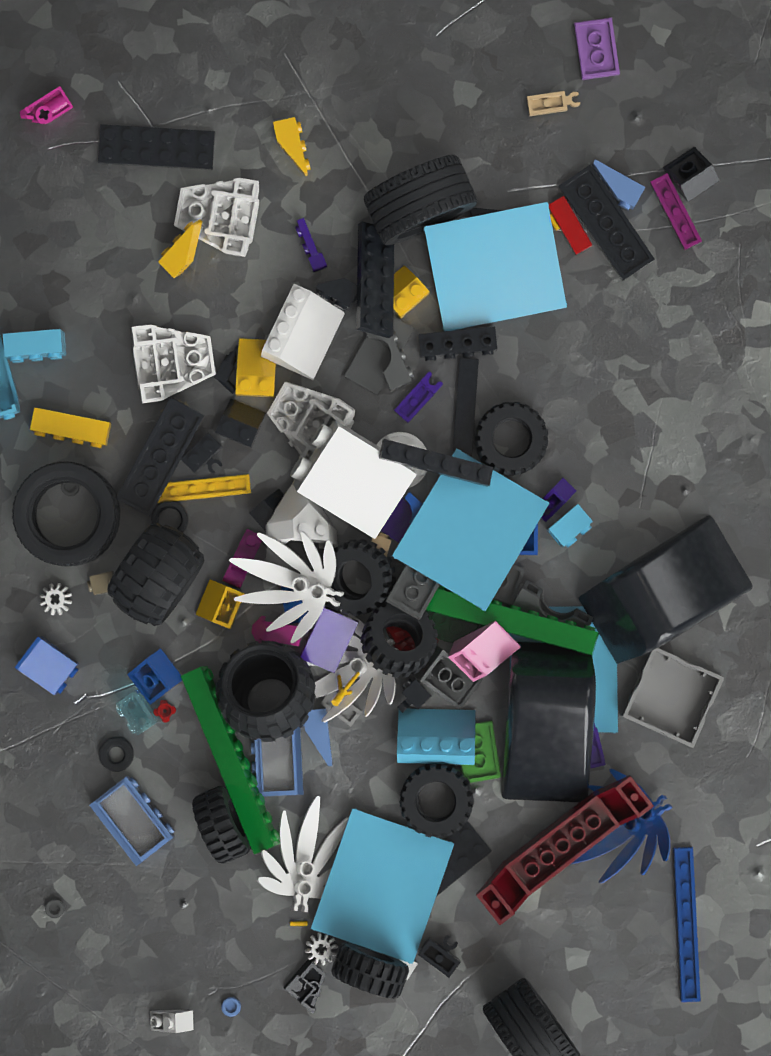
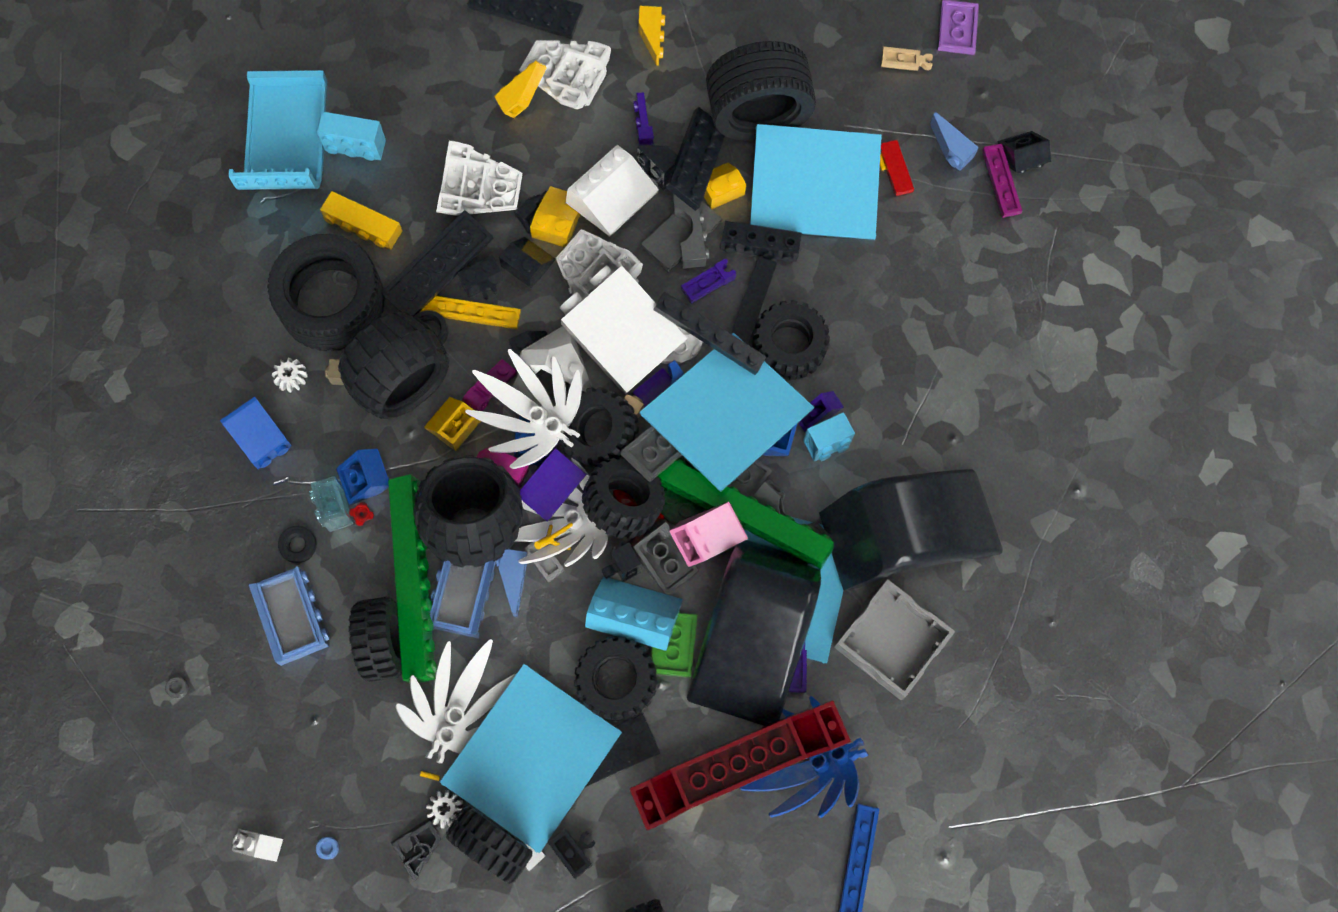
camera: 10 degrees right, 15 degrees down
(606, 222) = (932, 173): black plate -> none

